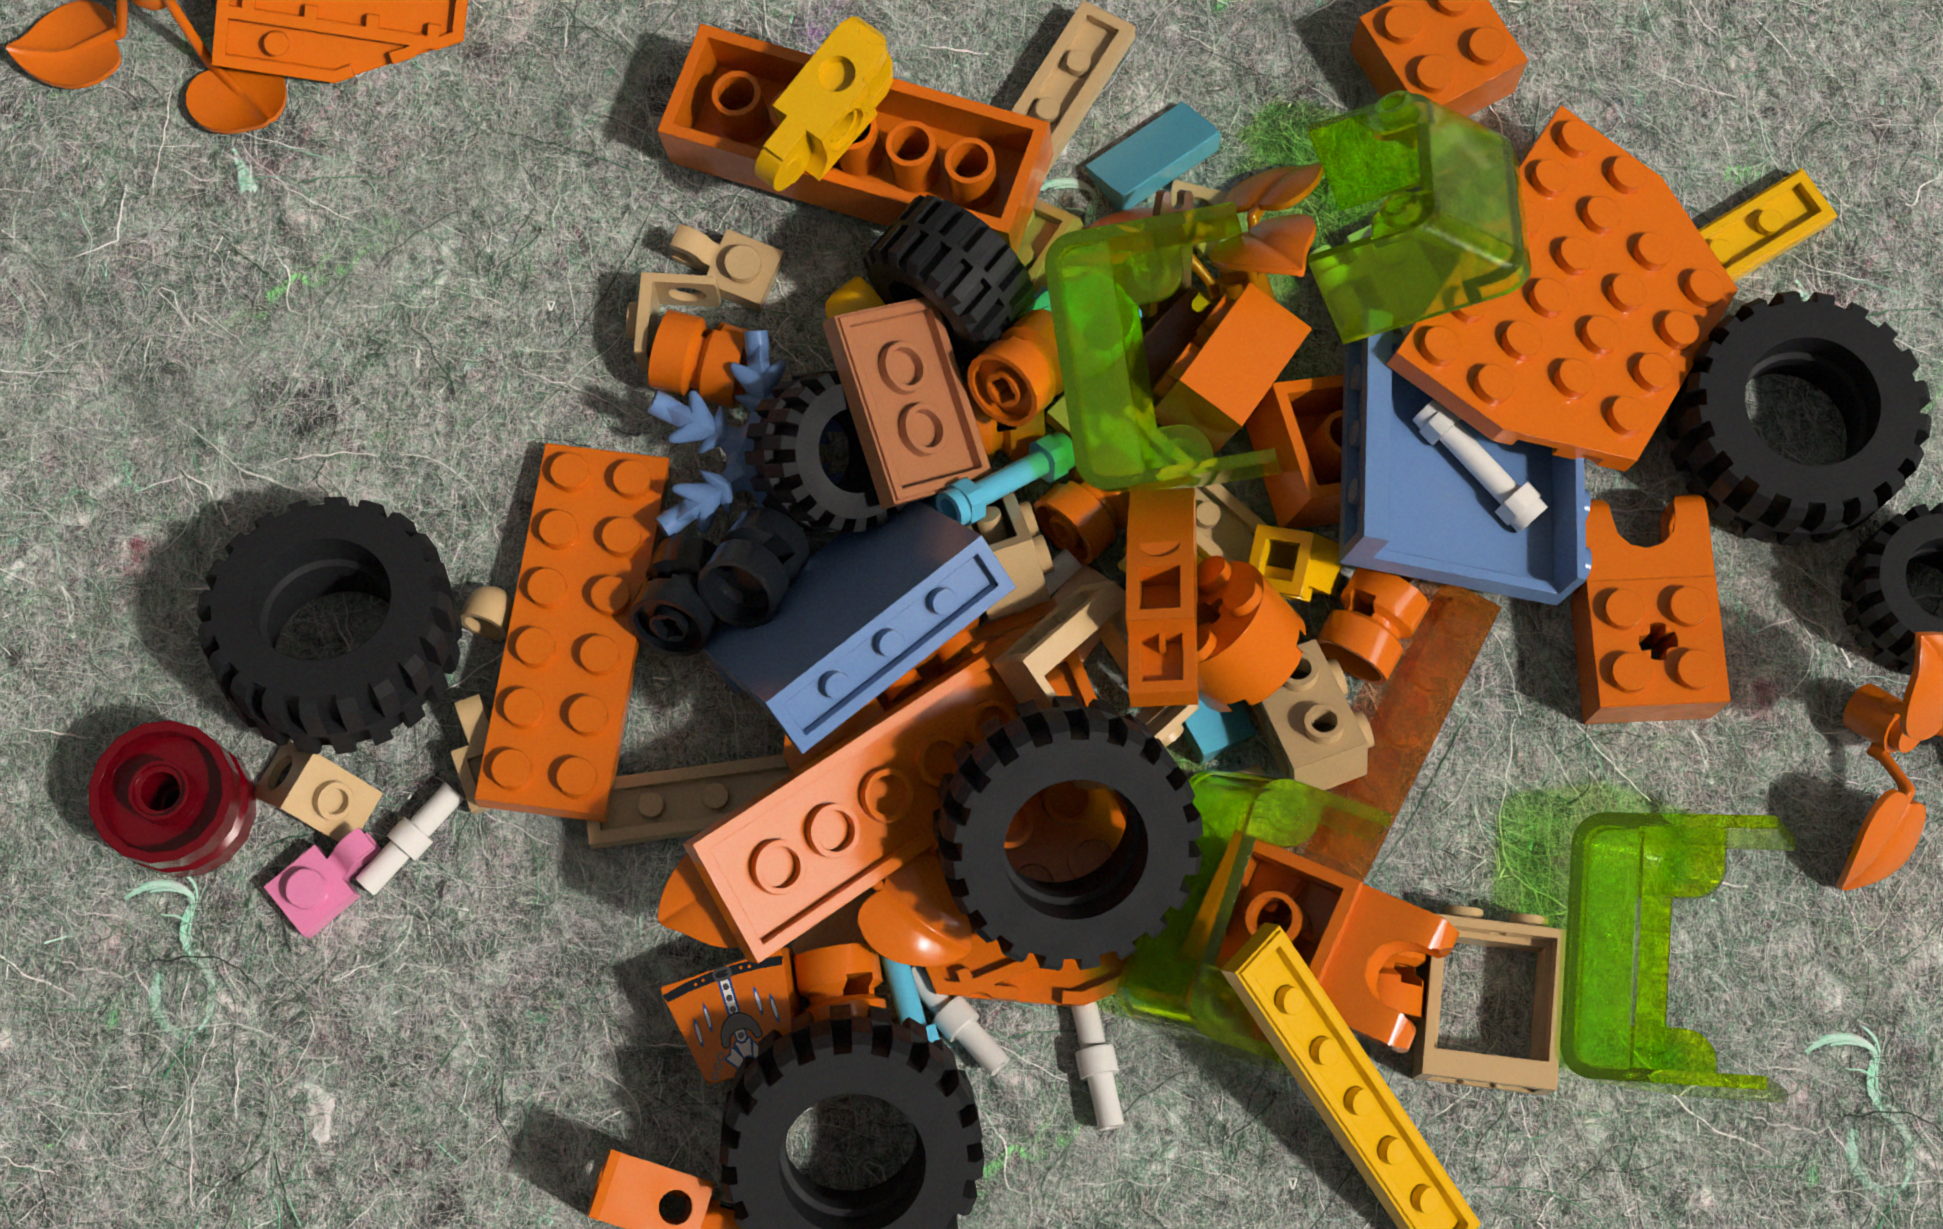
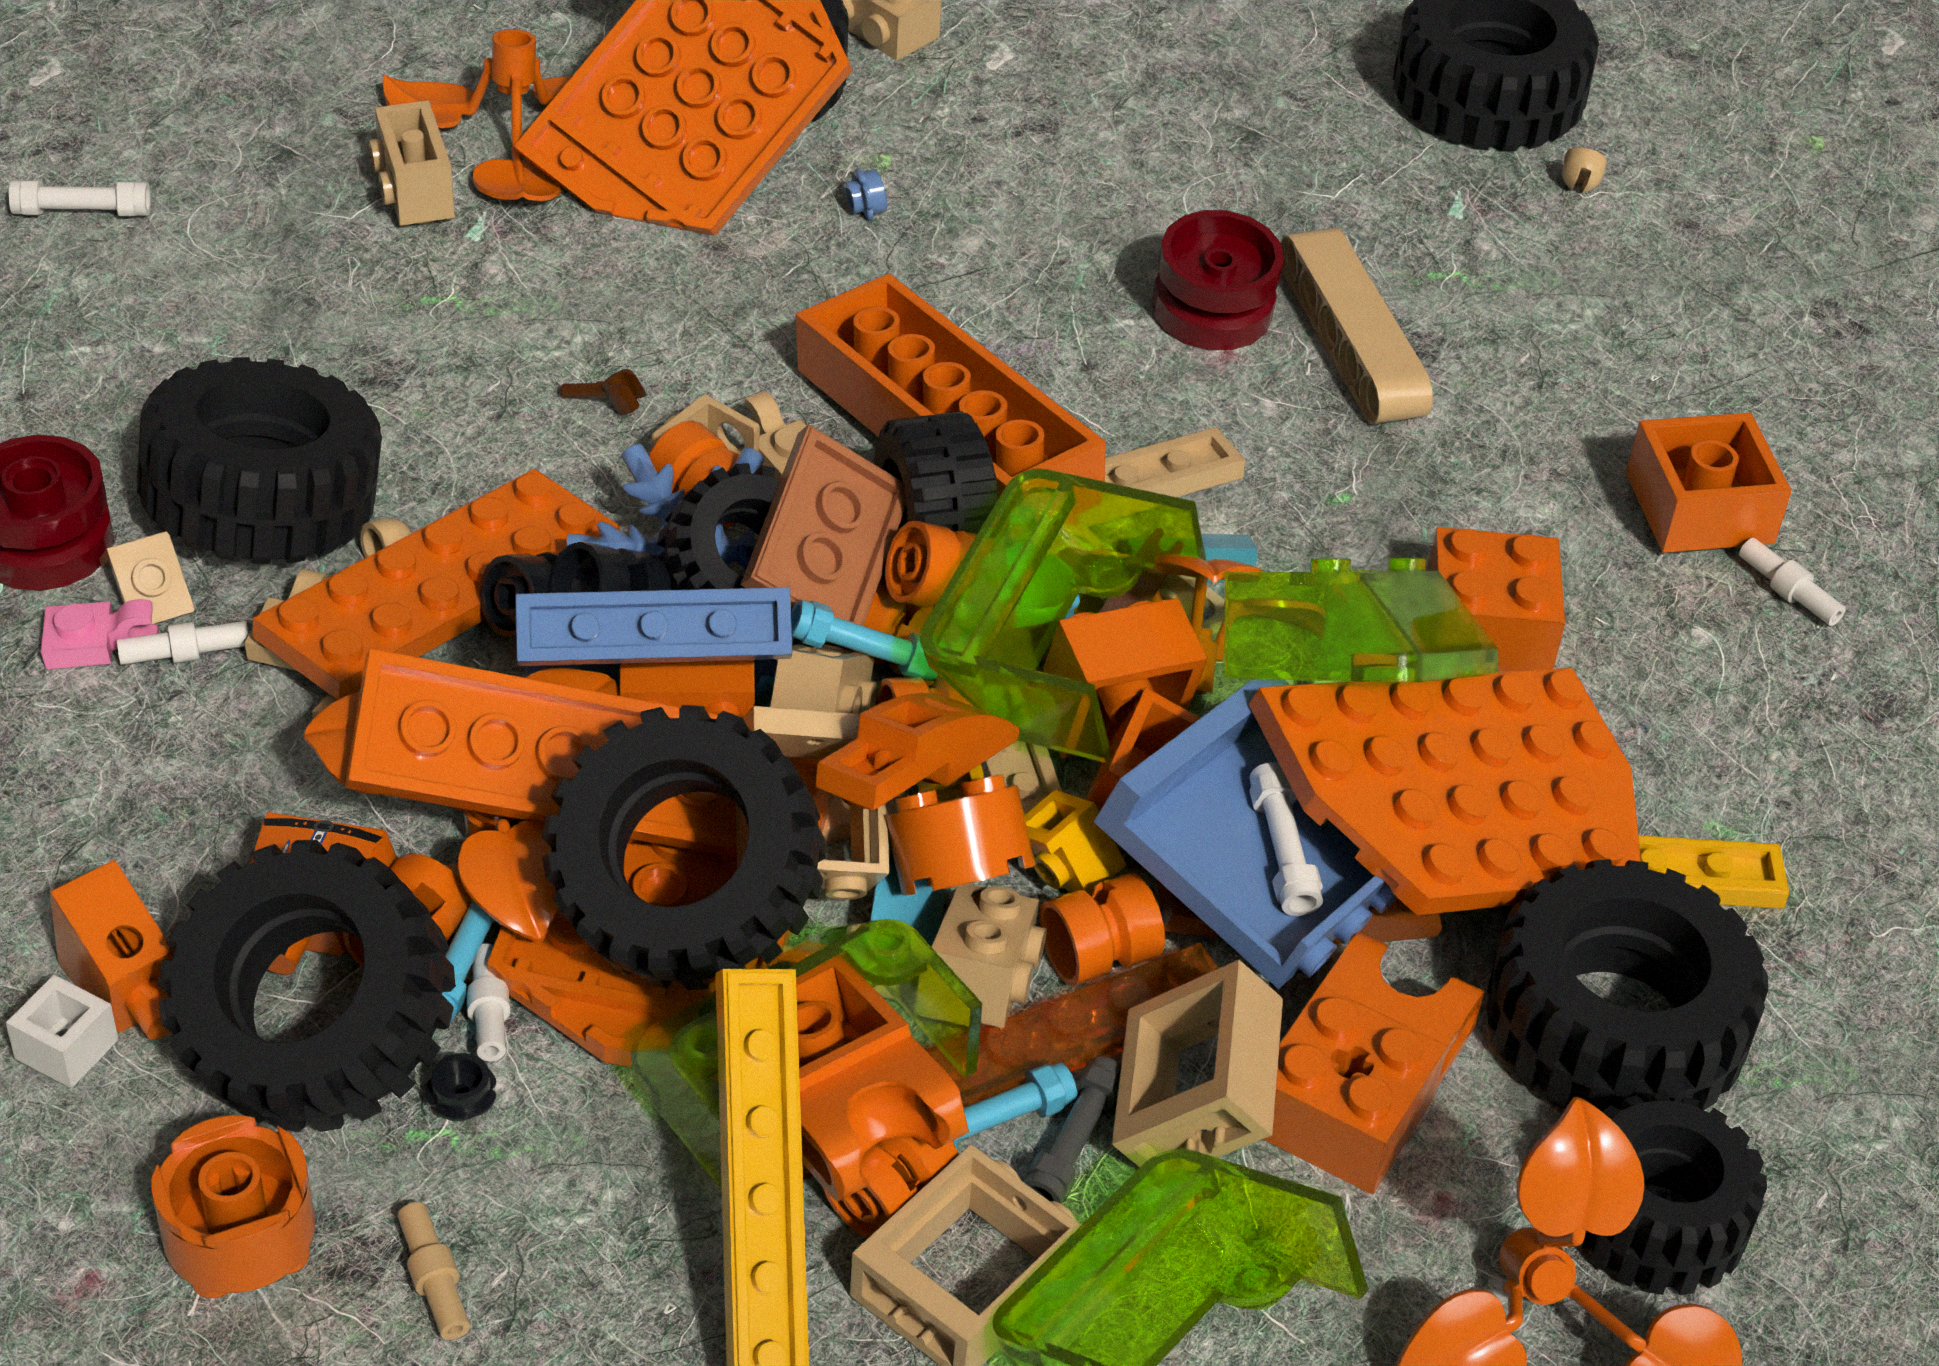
camera: 30 degrees right, 30 degrees down
(142, 152) = (412, 163): none -> tan brick
(537, 300) = (621, 388): none -> reddish brown hand
(827, 104) = (933, 339): yellow piece -> none
(1020, 1112) = (458, 1074): none -> black plate
(1097, 1065) = (575, 1107): white bar -> none
(1424, 802) = (1044, 1090): none -> medium azure bar
(1485, 880) = (1097, 1094): none -> dark grey bar
(1593, 701) = (1234, 1104): none -> tan window

